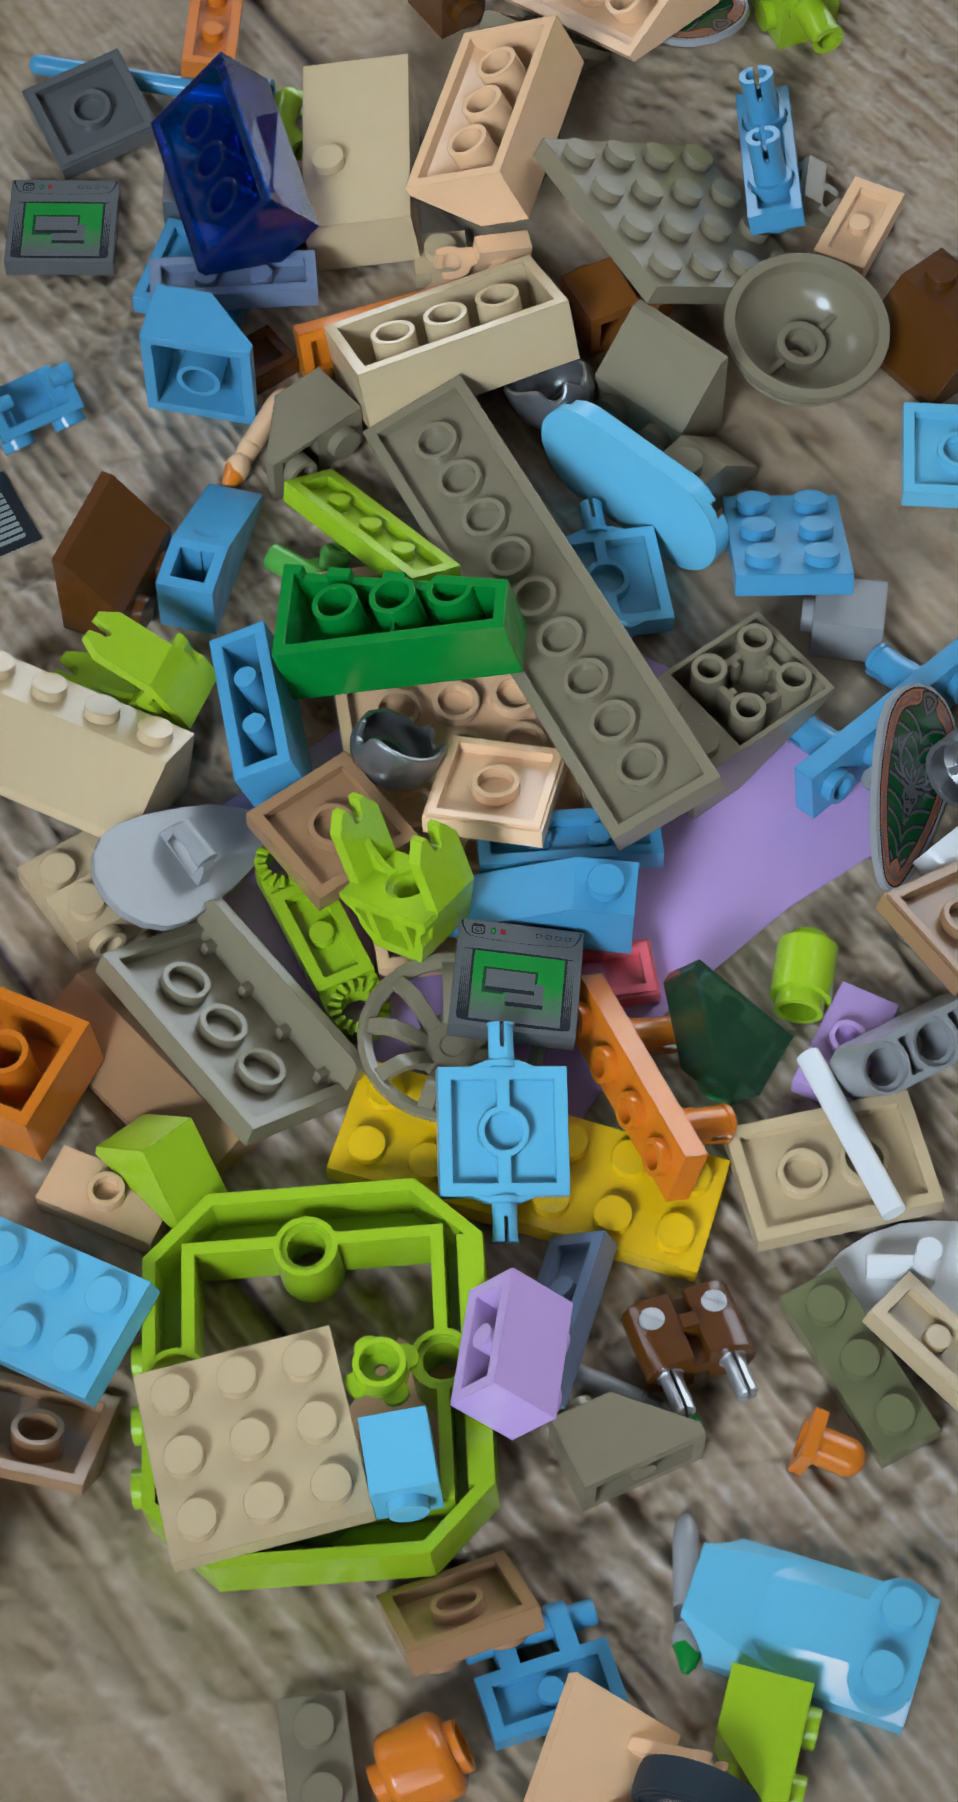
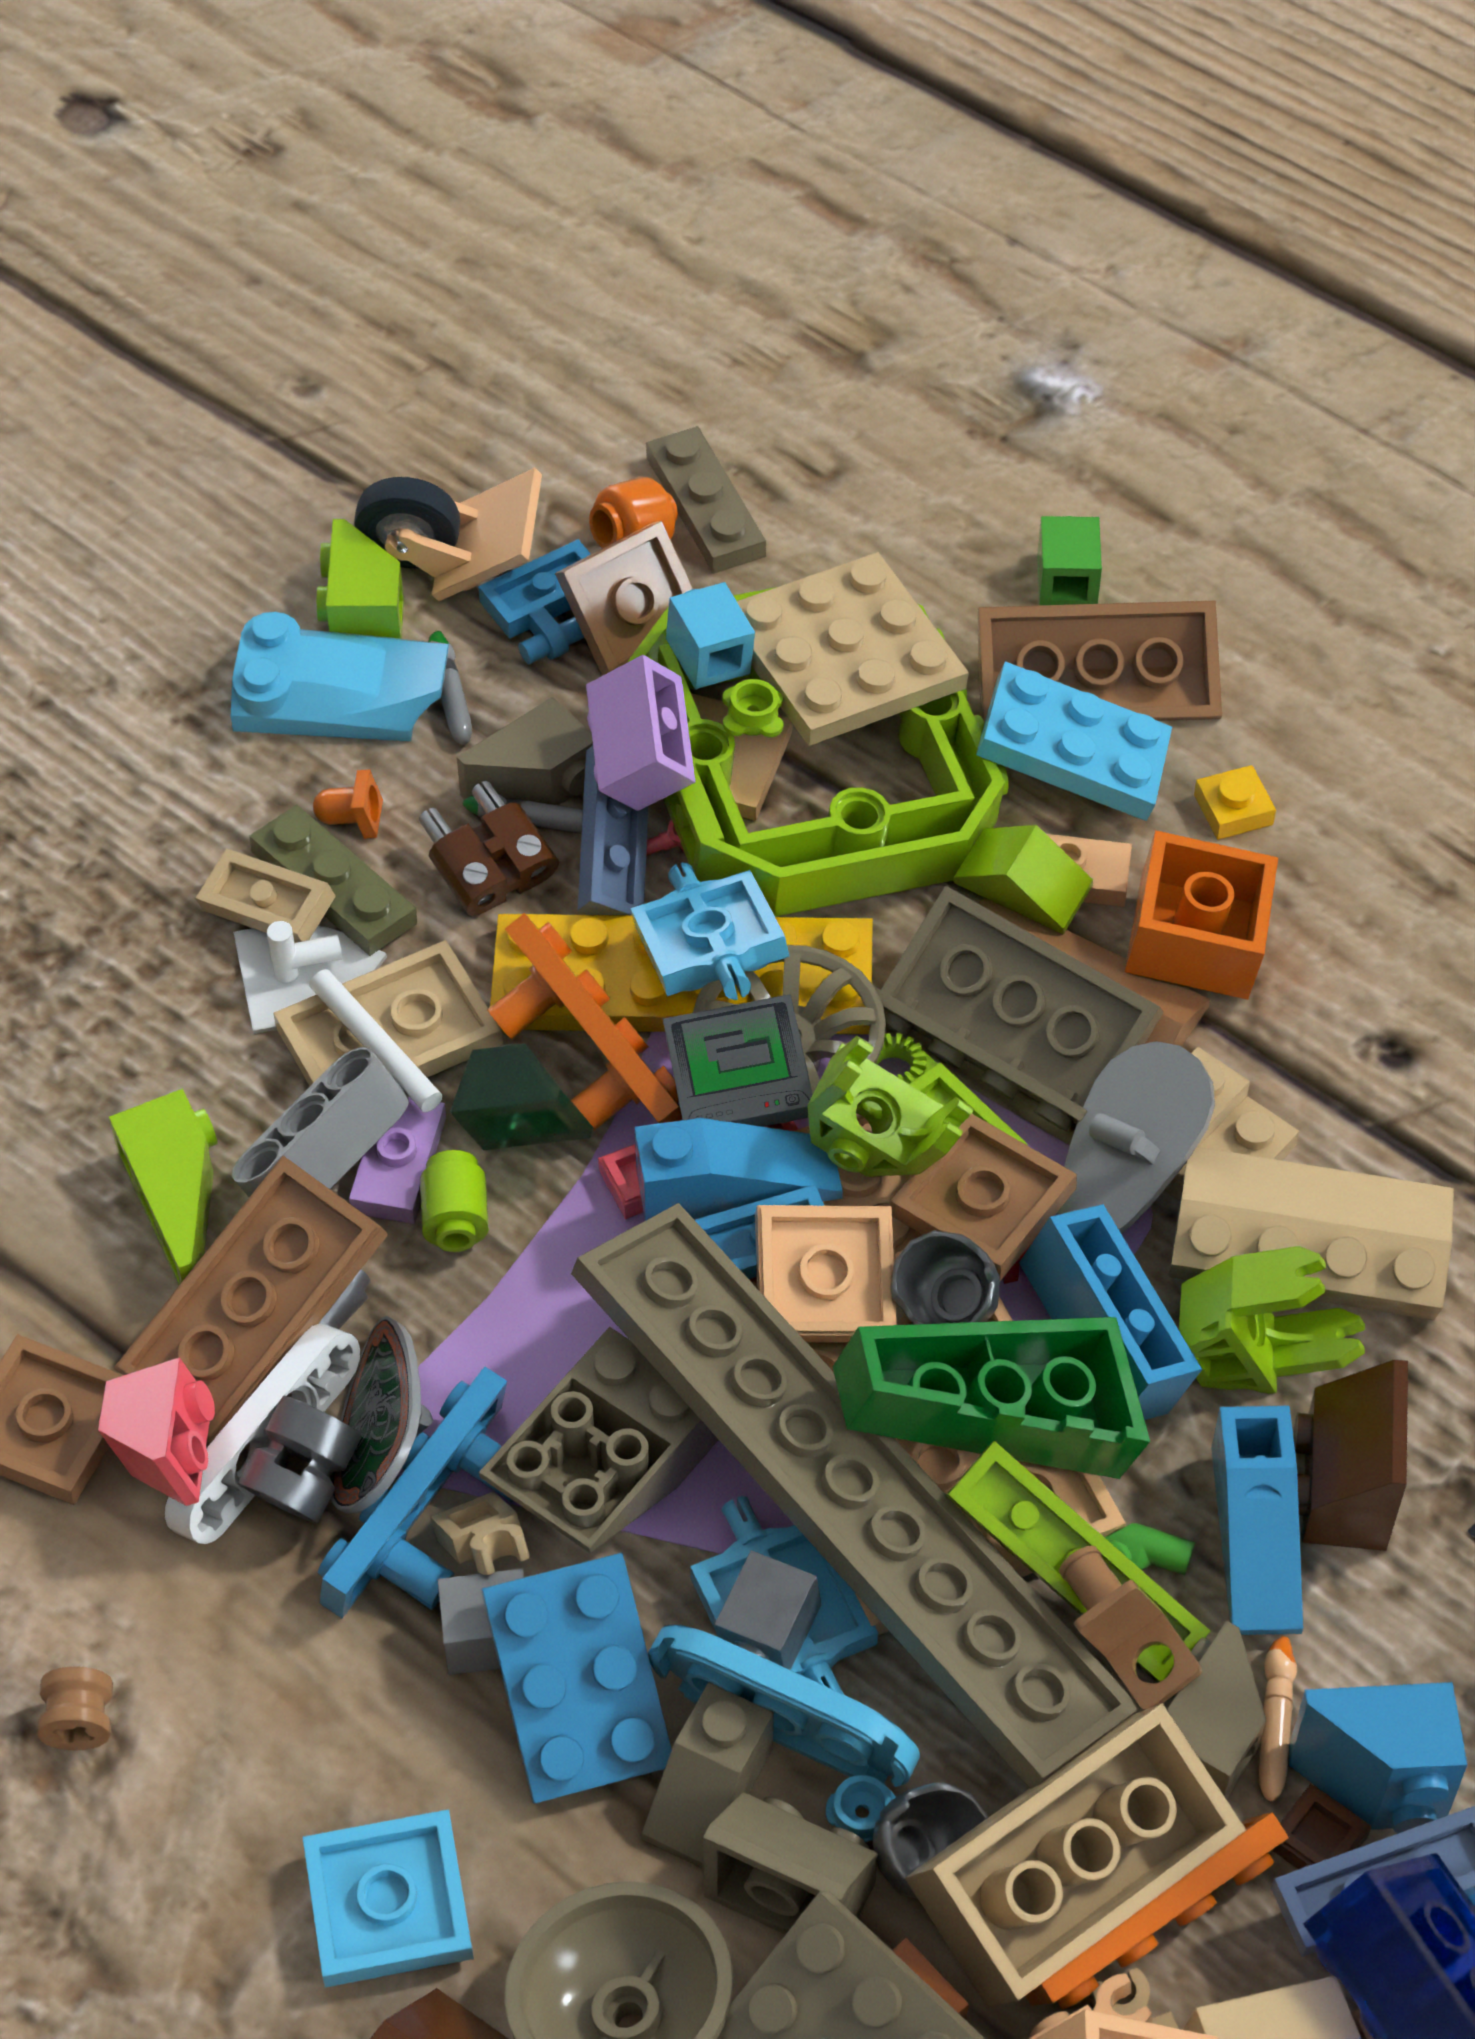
camera: 165 degrees right, 5 degrees down
(358, 461) = (1123, 1624): none -> medium nougat bracket
(627, 537) = (770, 1609): none -> flat silver brick
(848, 675) = (481, 1532): none -> tan plate

